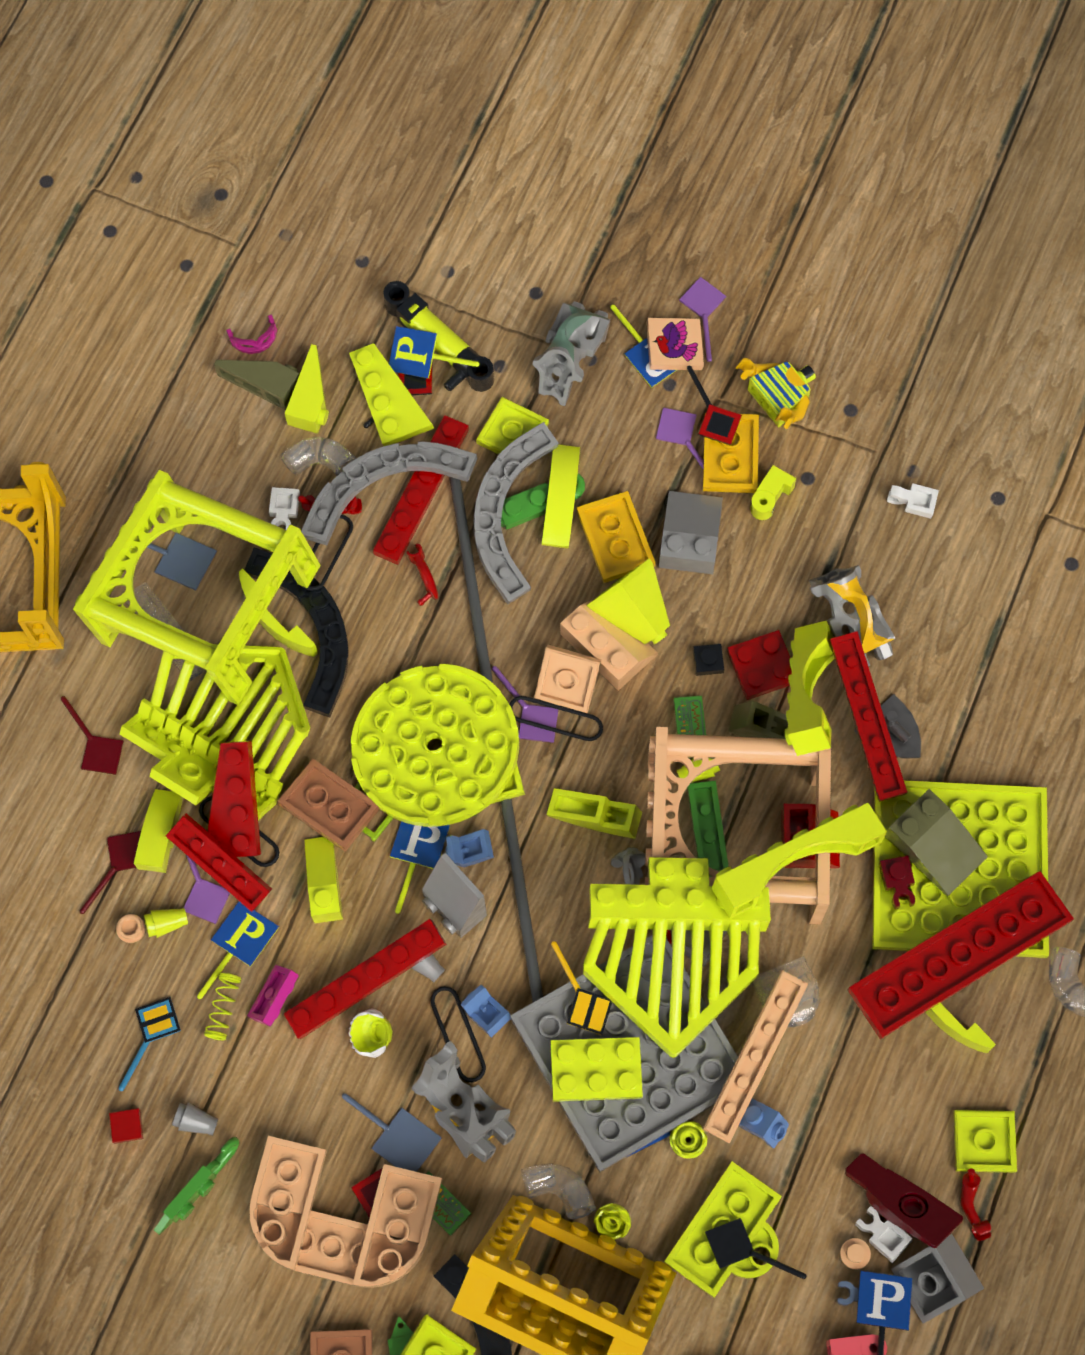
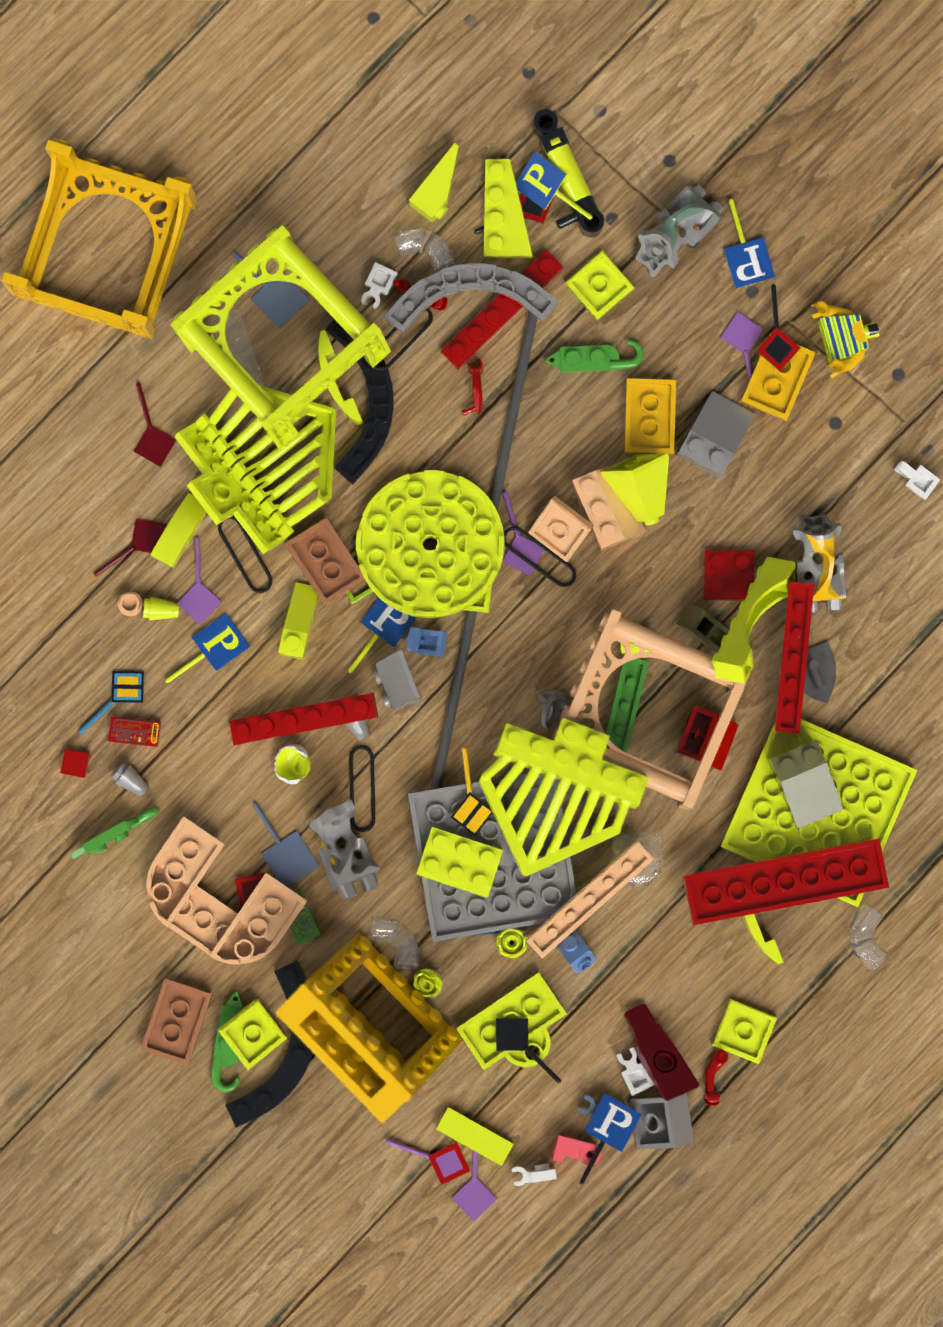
camera: 20 degrees right, 15 degrees up
(181, 1066) = (134, 731): none -> red tile
(218, 862) = (219, 578): red plate -> none
(231, 978) = (193, 675): neon yellow piece -> none
(234, 801) = (246, 539): red wing -> none
(258, 346) = (414, 121): dark pink helmet -> none
(262, 378) = (404, 158): olive slope -> none
(273, 995) = (225, 703): dark pink plate -> none
(485, 1011) = (390, 780): medium blue bracket -> none
(489, 508) = (553, 350): light grey plate -> none
(561, 496) = (619, 360): neon yellow slope -> none
(595, 812) = (540, 650): neon yellow slope -> none
(674, 343) = (770, 257): light nougat tile -> none
(689, 715) = (648, 603): bright green tile -> none
(703, 300) = (812, 223): medium lavender piece -> none
(708, 659) = (685, 553): black plate -> none
(769, 492) = (797, 424): neon yellow leg -> none
(850, 833) = (732, 760): neon yellow arch -> none
(855, 1253) = (606, 1078): light nougat plate -> none
(898, 876) = (763, 798): dark red plate -> none

